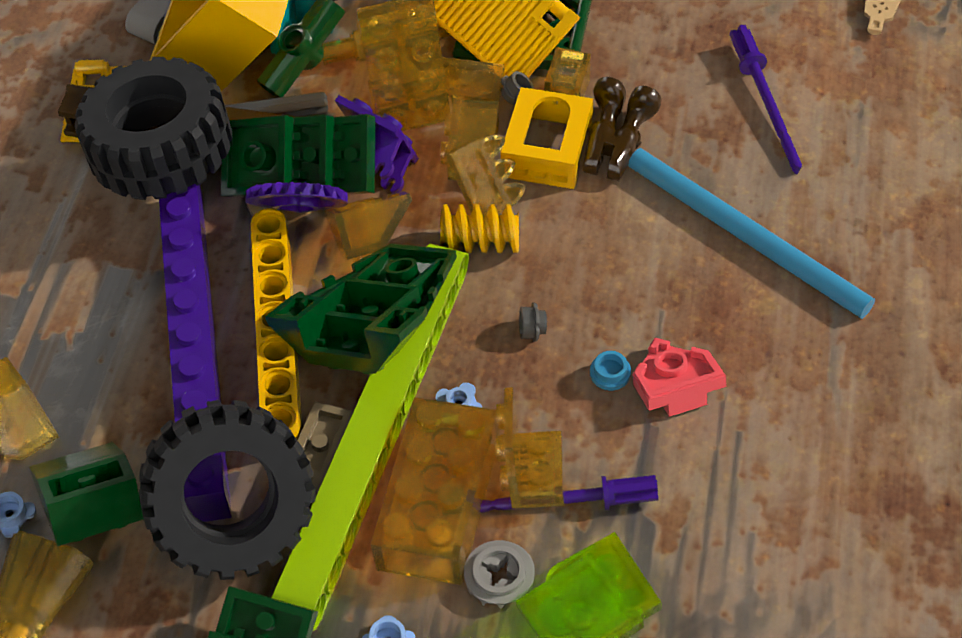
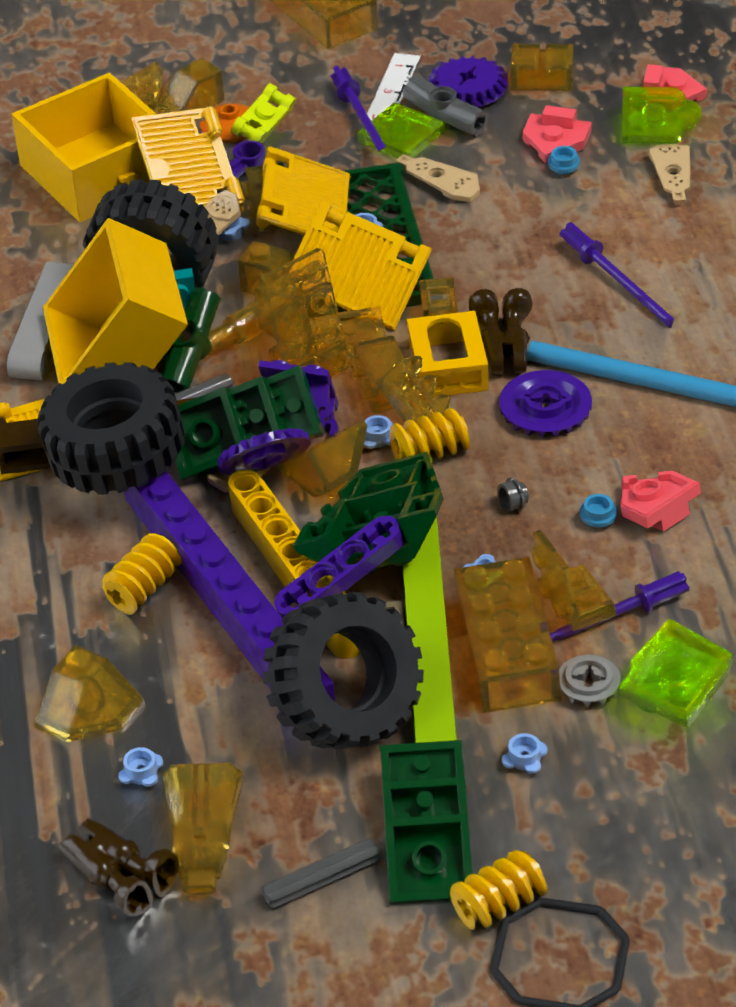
camera: 20 degrees left, 10 degrees down
(87, 493) = (215, 719): dark green slope -> none
(121, 290) = (140, 572): none -> yellow piece
(293, 356) = (335, 564): none -> dark purple beam
(432, 200) = (377, 432): none -> light blue plate
(513, 84) = (396, 324): dark grey plate -> none
(610, 204) = (525, 395): none -> dark purple gear

